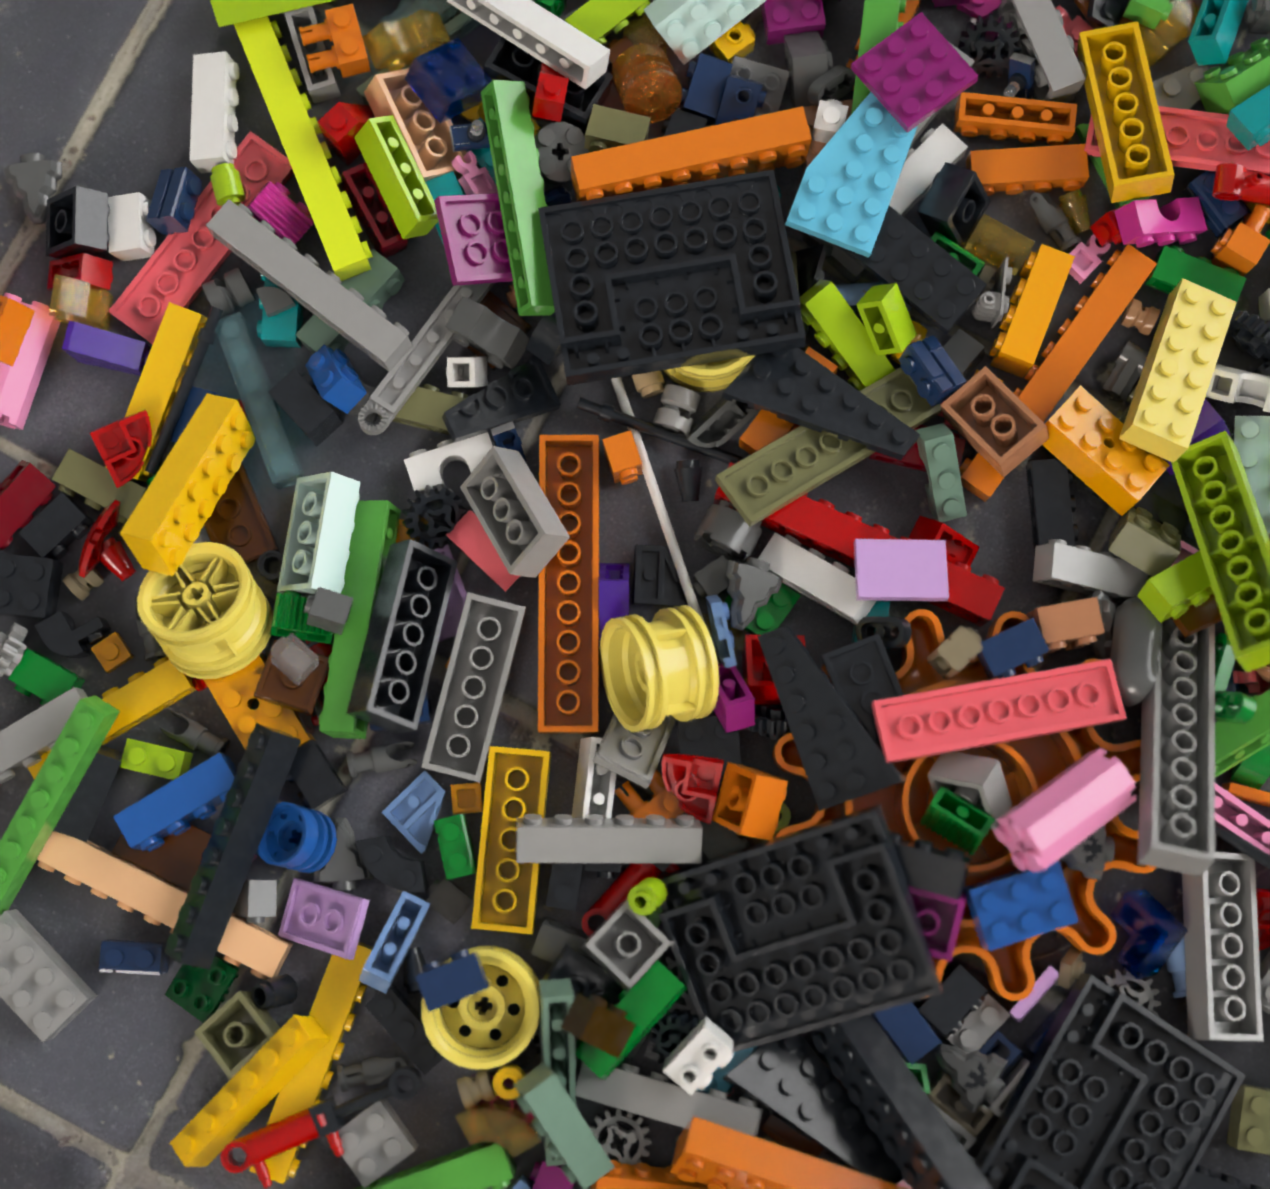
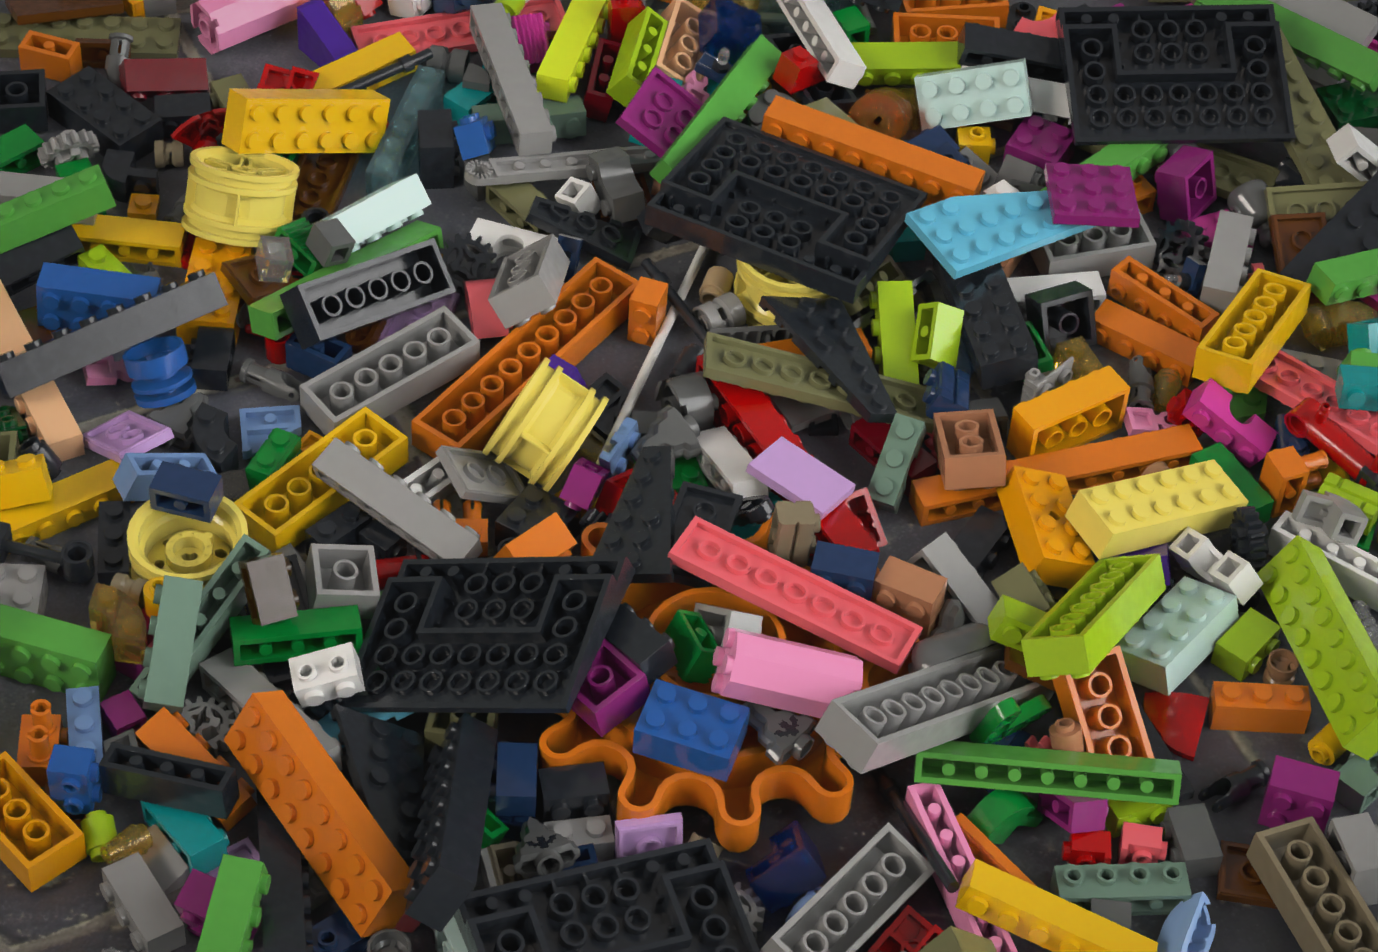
camera: 30 degrees right, 35 degrees down
(257, 900) = (89, 397): brick -> none
(647, 896) = (392, 553): lime brick -> none
(693, 782) = (500, 518): red brick -> none

